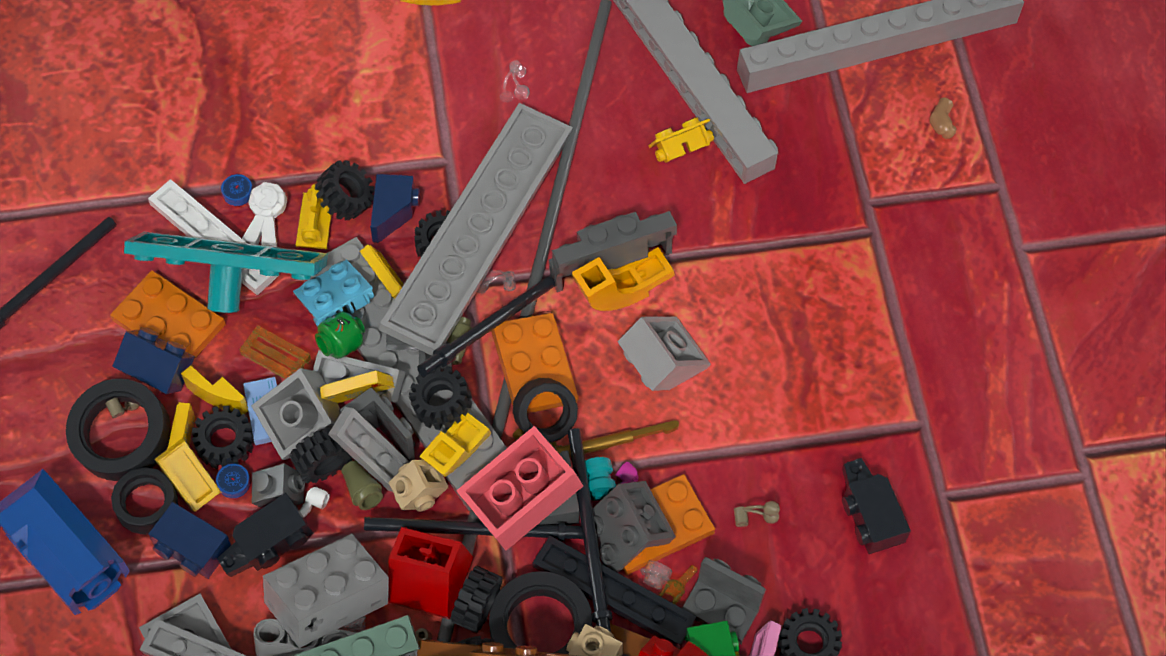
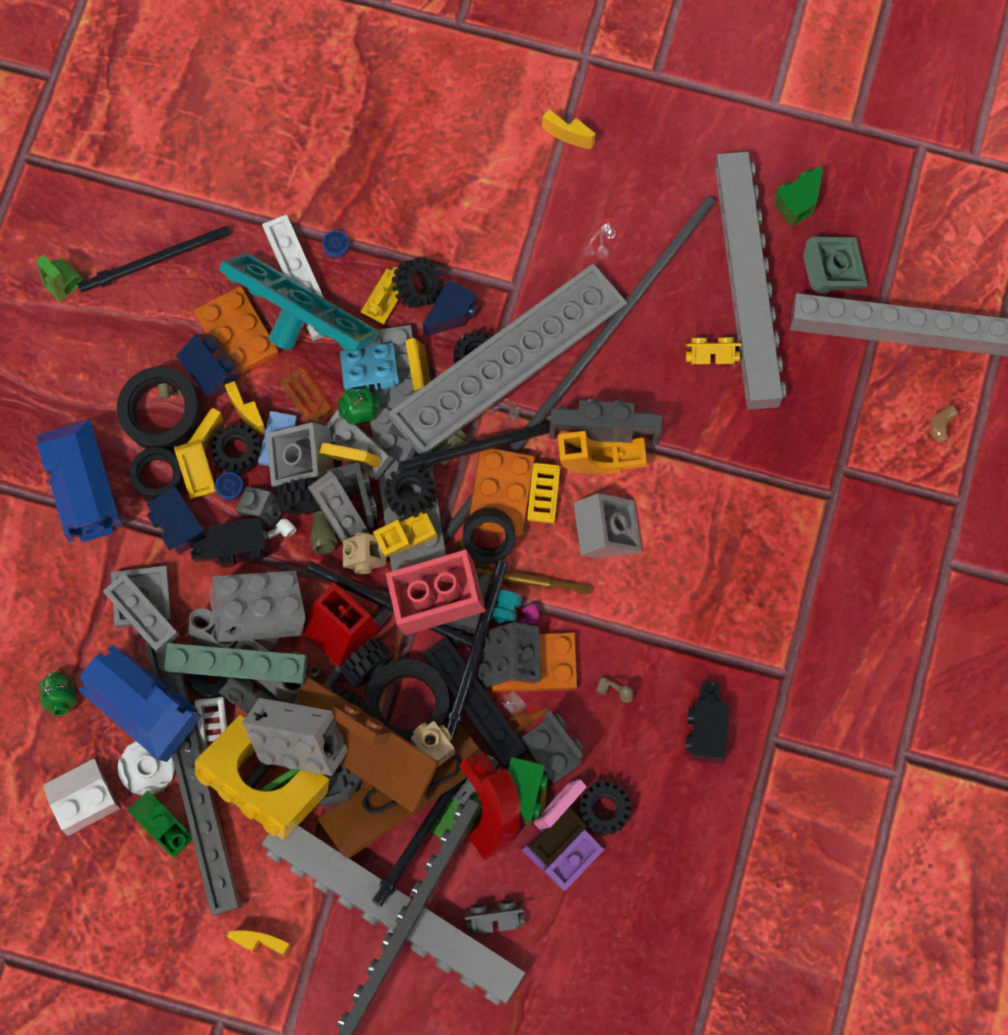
camera: 25 degrees right, 10 degrees up
(267, 203) = (354, 266): white piece -> none
(575, 327) = (543, 470): none -> yellow slope

